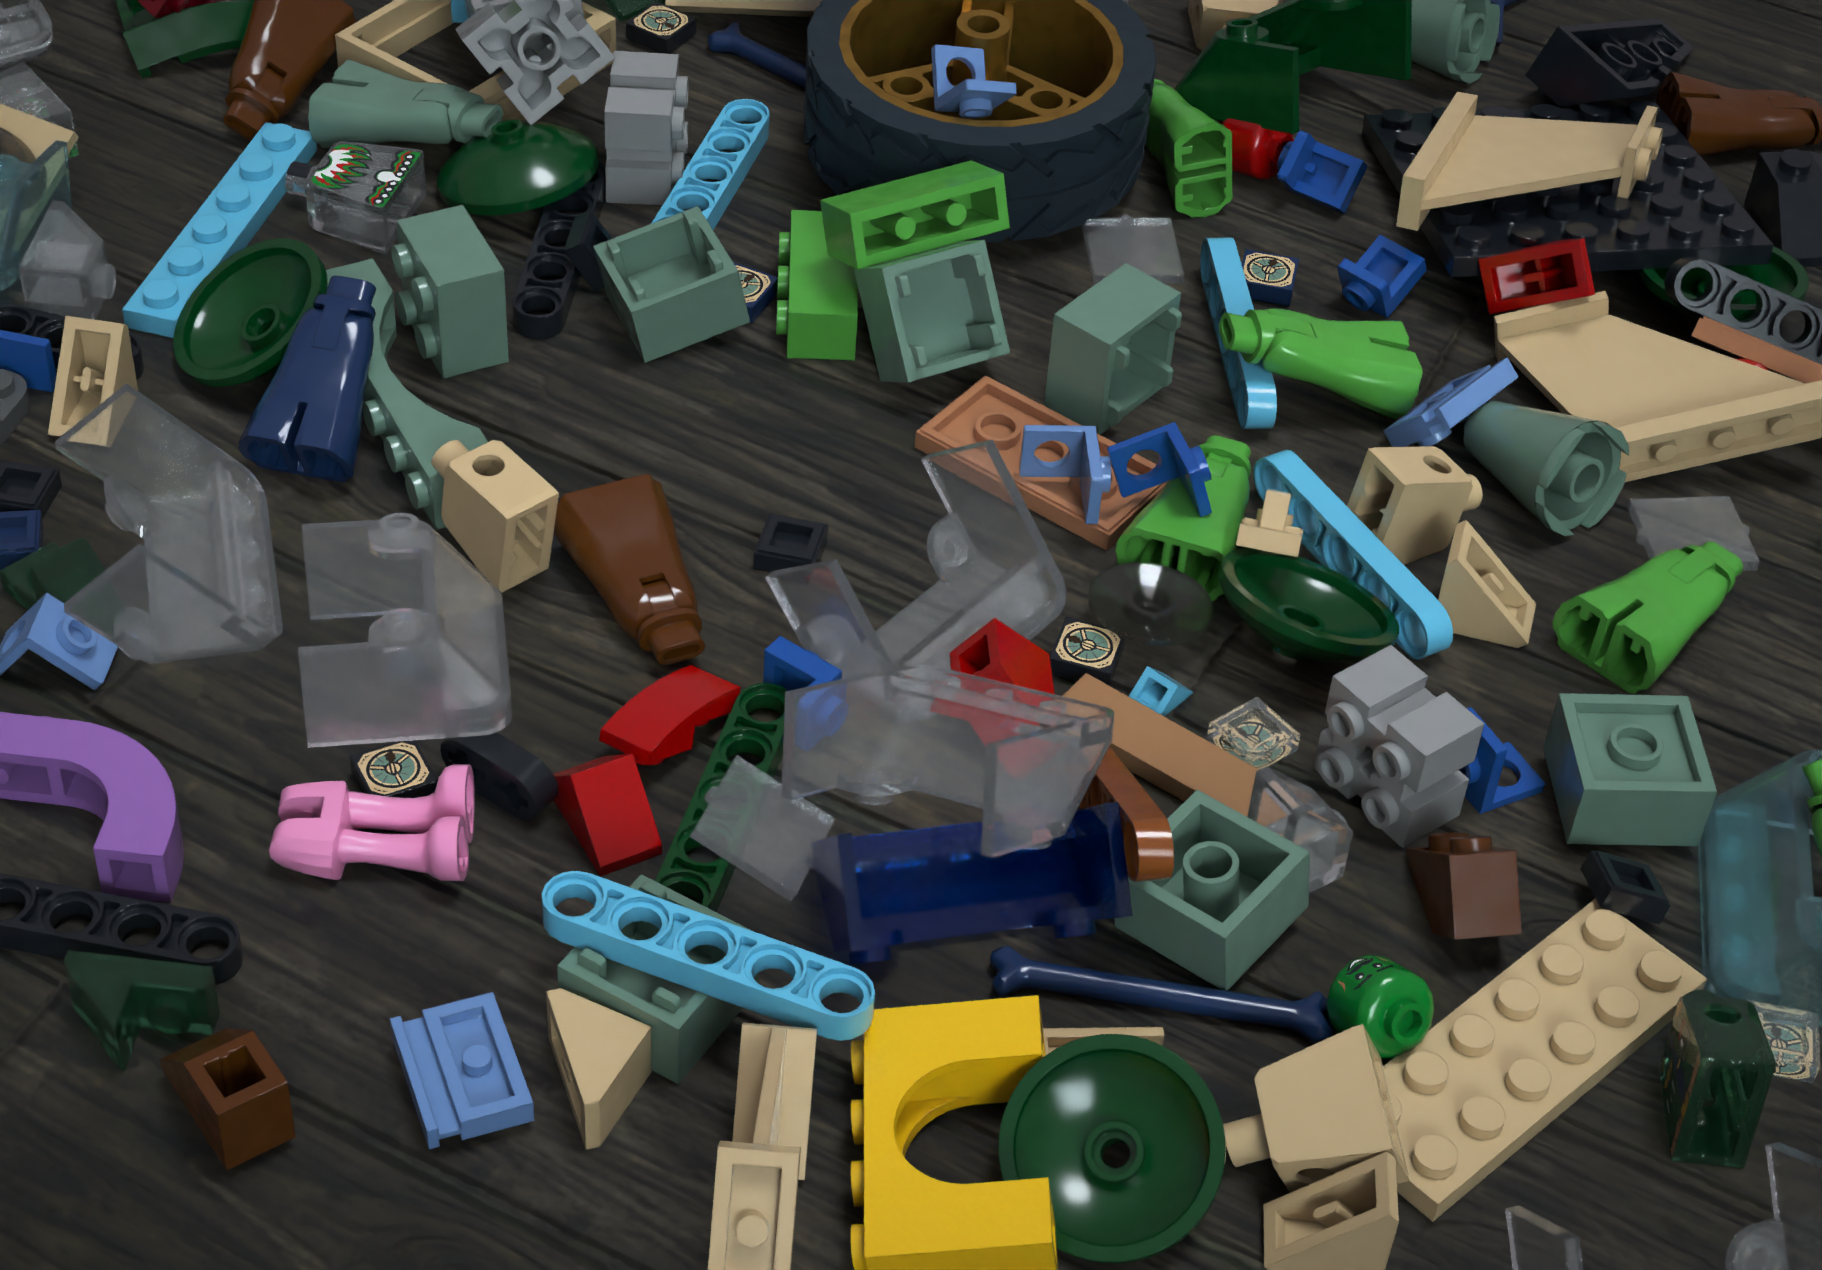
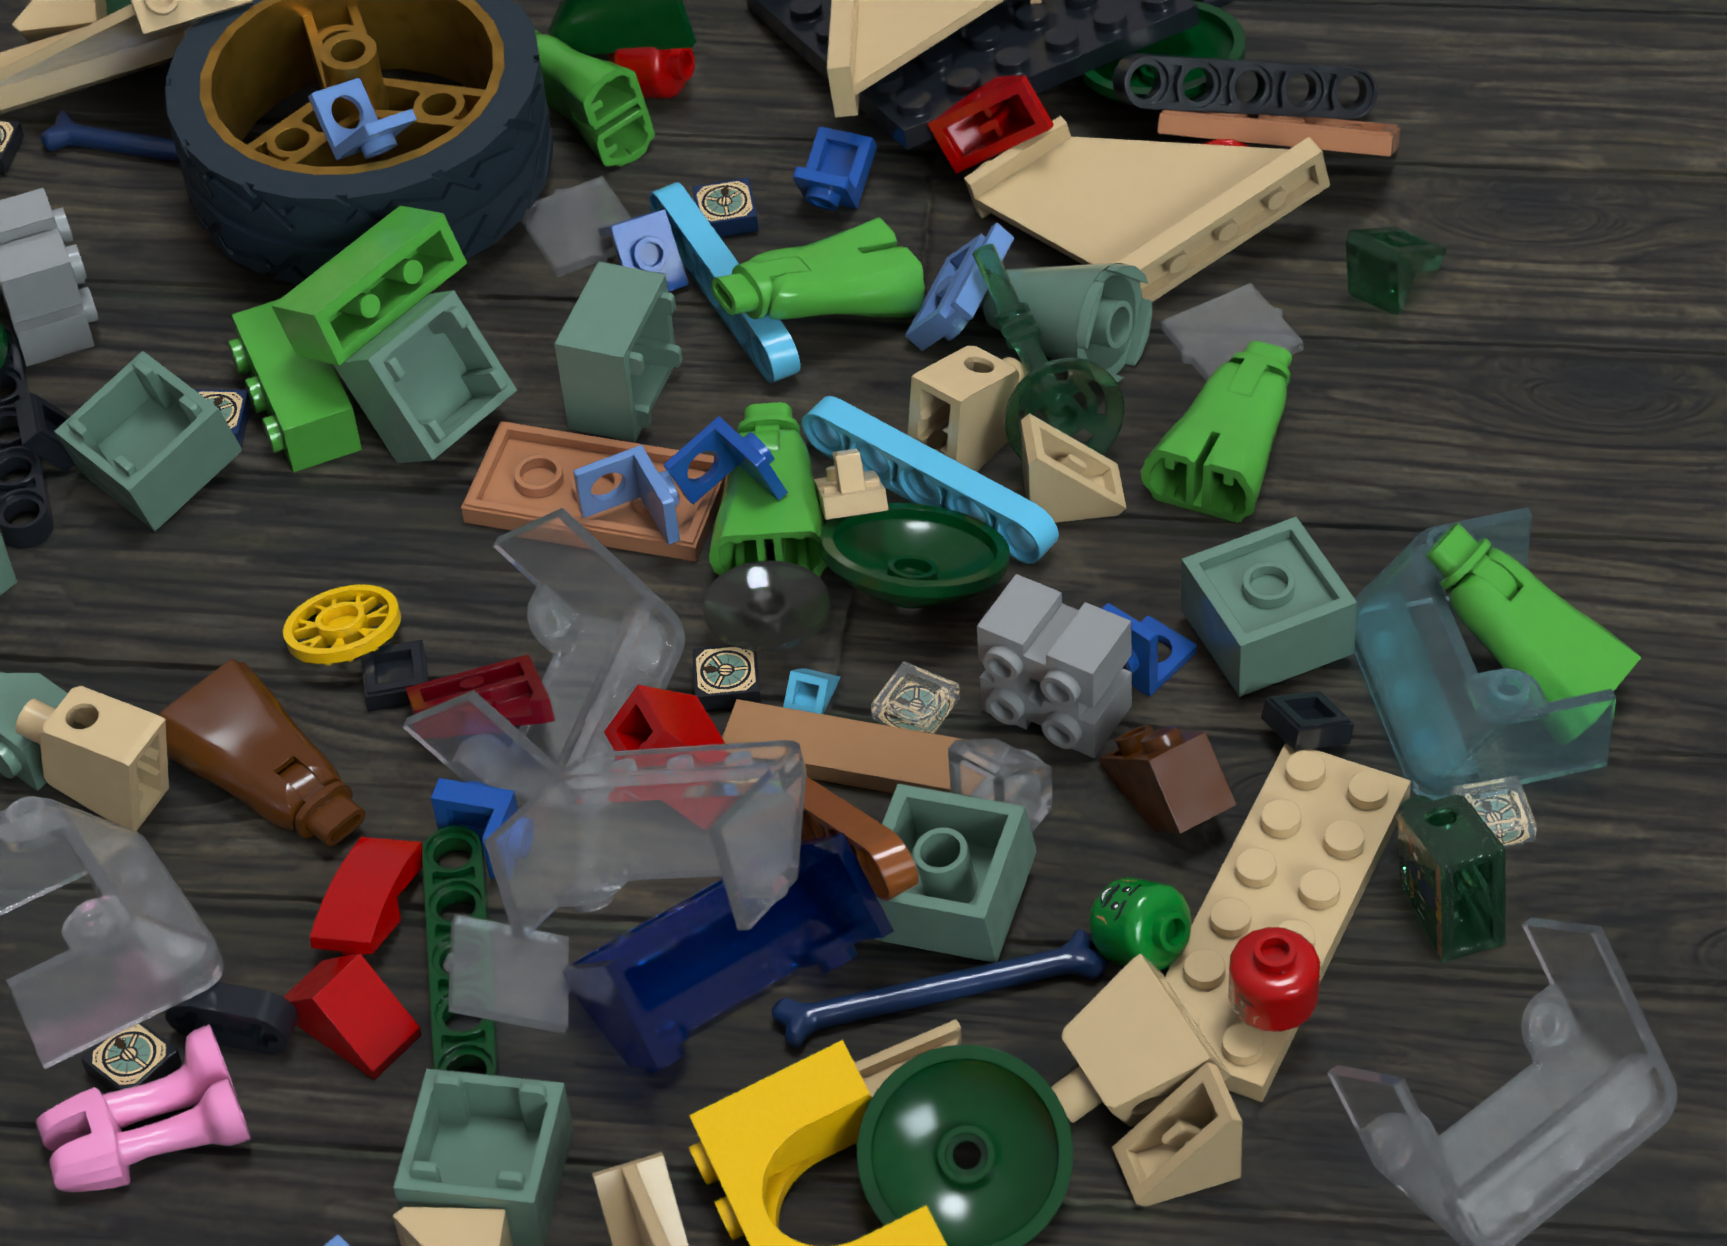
camera: 15 degrees left, 5 degrees up
(711, 163) = (117, 285): medium azure beam -> none
(727, 979) = (497, 1106): medium azure beam -> none
(764, 488) = (342, 624): none -> yellow wheel
(882, 590) = (508, 686): none -> dark red wing
(1188, 274) = (648, 245): none -> bracket
(1320, 172) = (730, 74): blue bracket -> none
(1489, 1102) = (1274, 979): none -> red head
(1497, 518) = (1052, 397): none -> clear green dish

